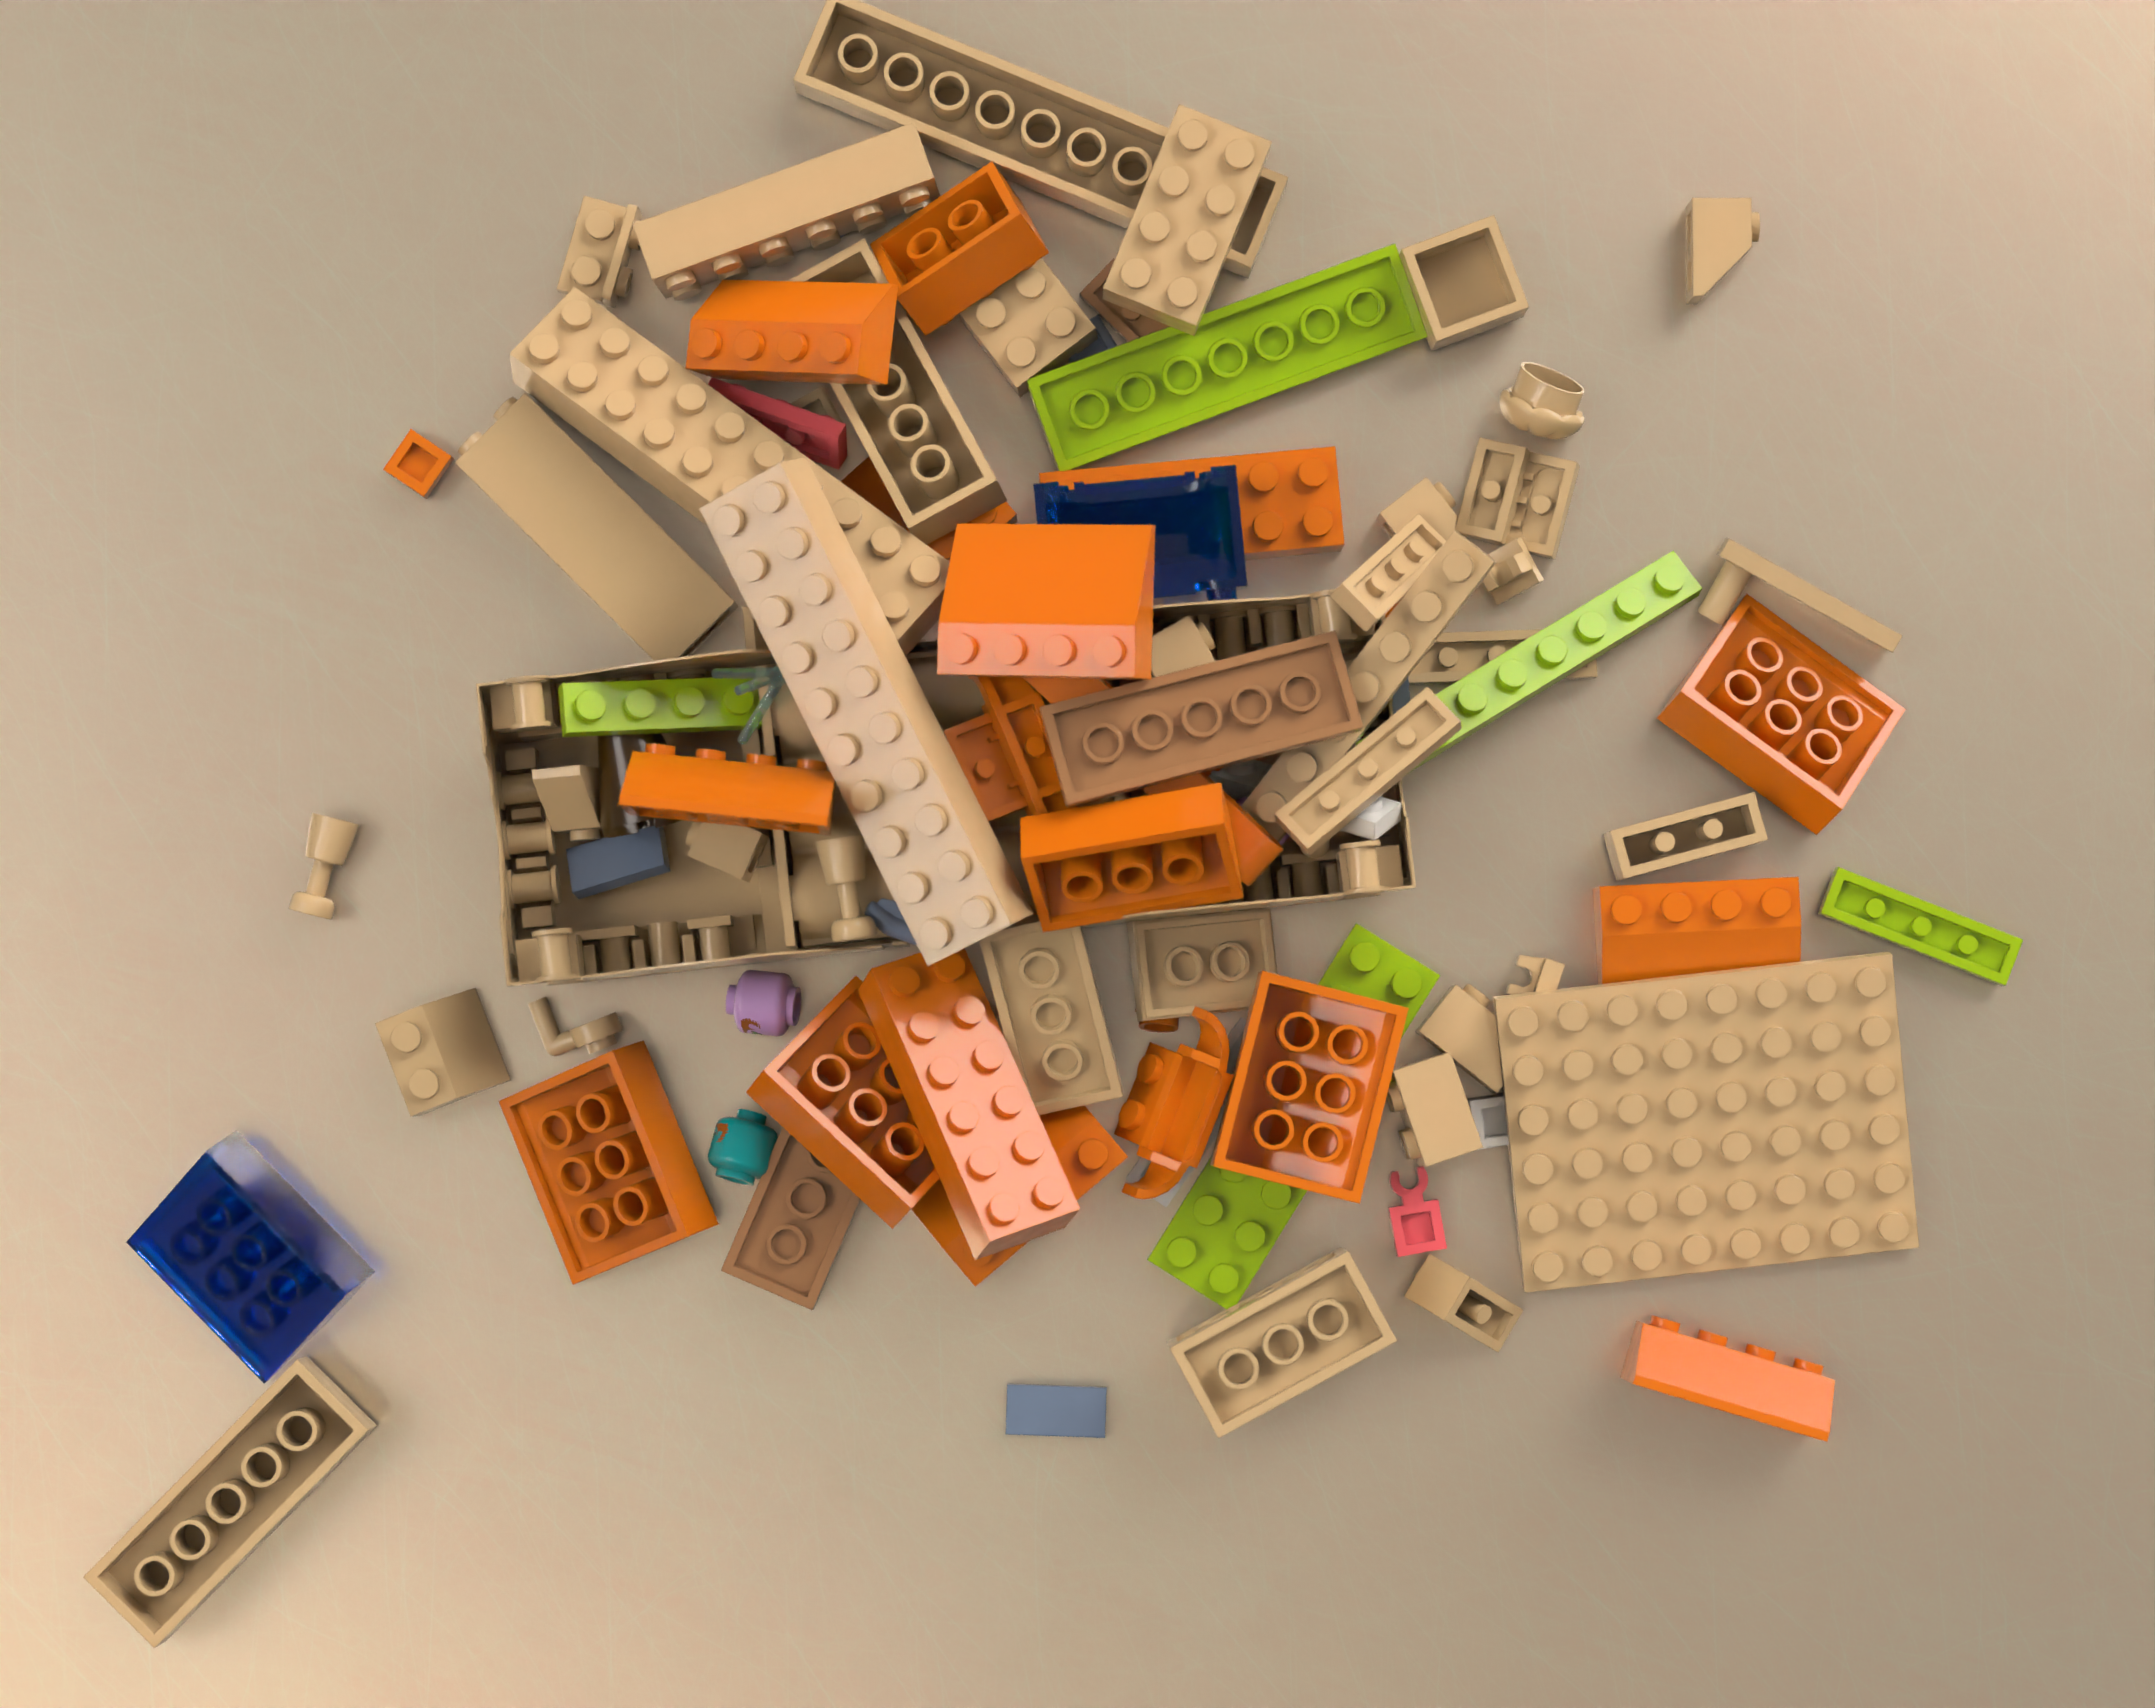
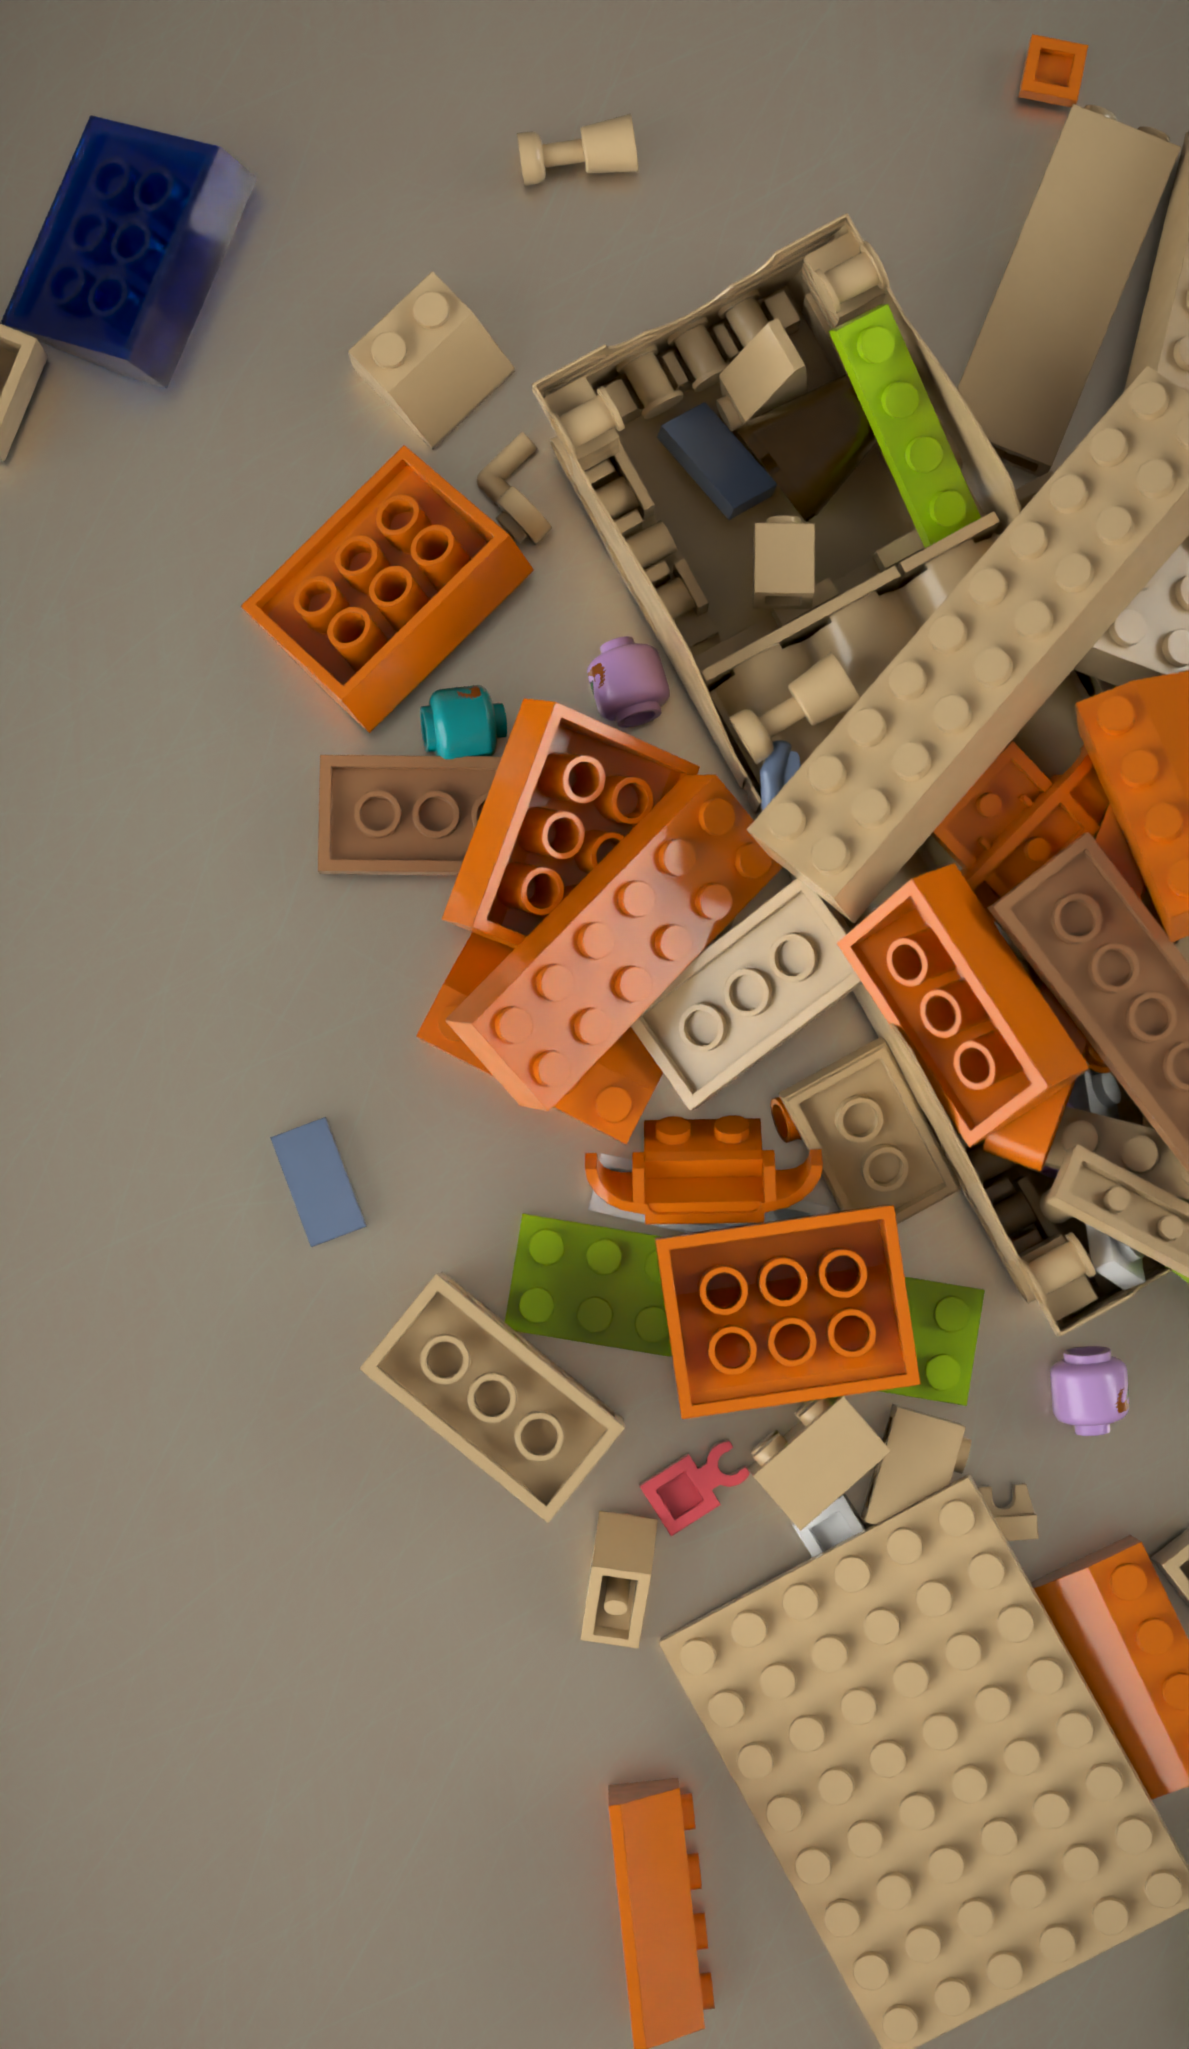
camera: 75 degrees right, 0 degrees up
(729, 791) = (845, 533): orange slope -> none
(760, 678) = (978, 509): clear light blue plant -> none
(1467, 874) = (1089, 1389): none -> lavender head

